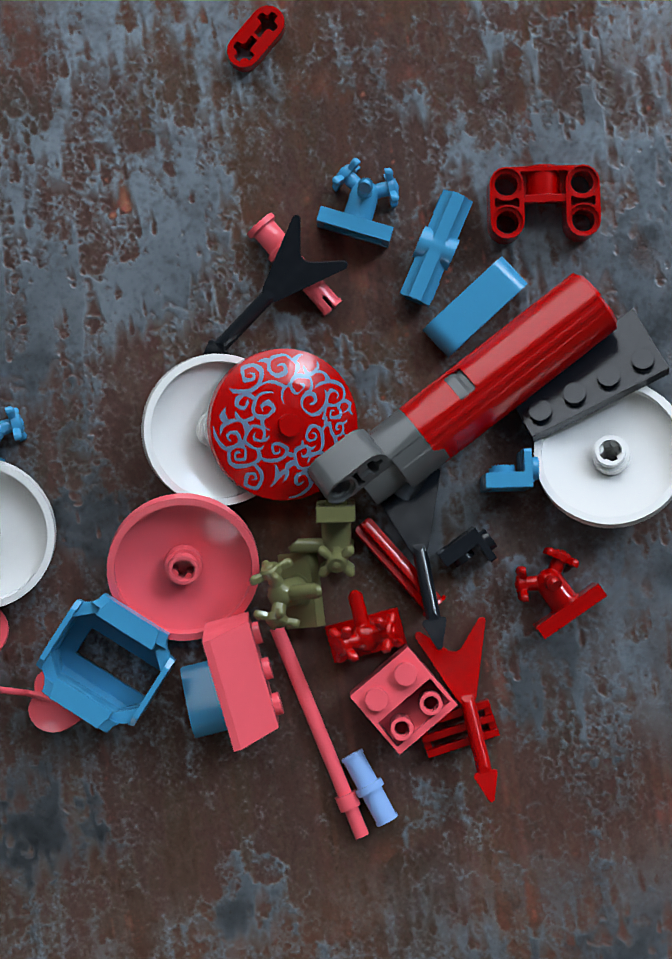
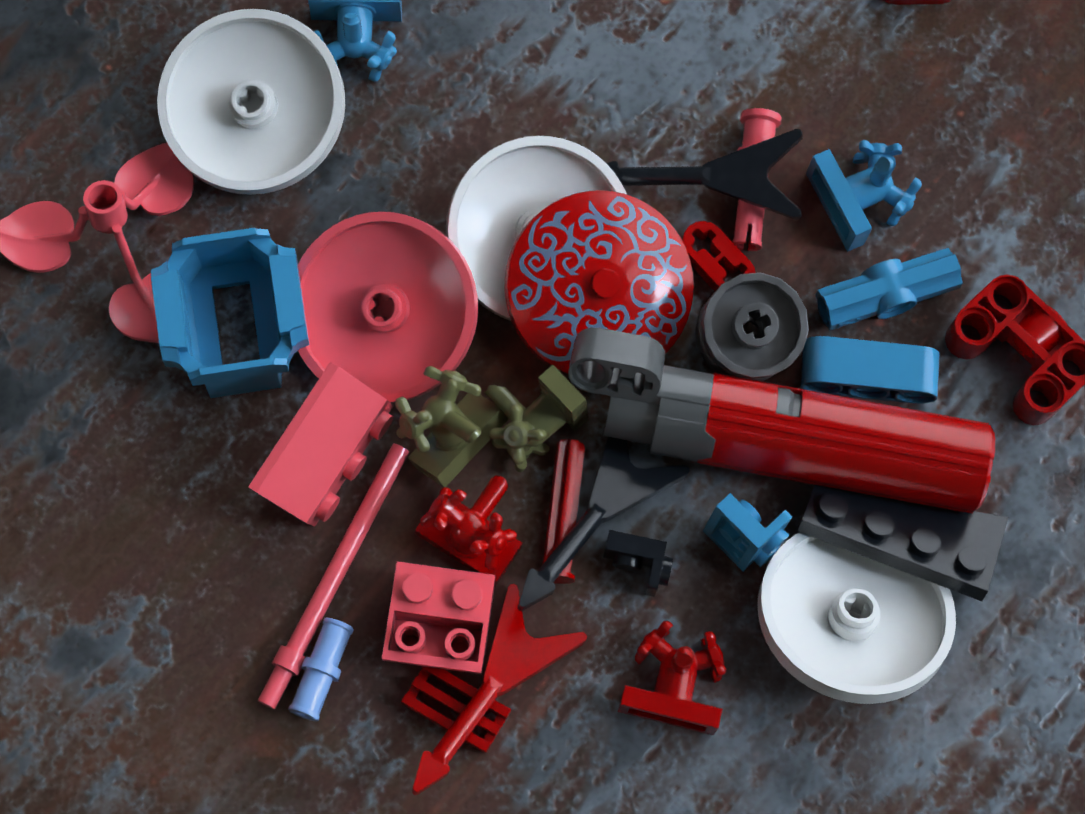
camera: 45 degrees right, 15 degrees down
(202, 700) = (262, 435): dark azure panel -> none
(326, 324) = (721, 247): none -> red beam
(413, 360) = (773, 310): none -> flat silver wheel

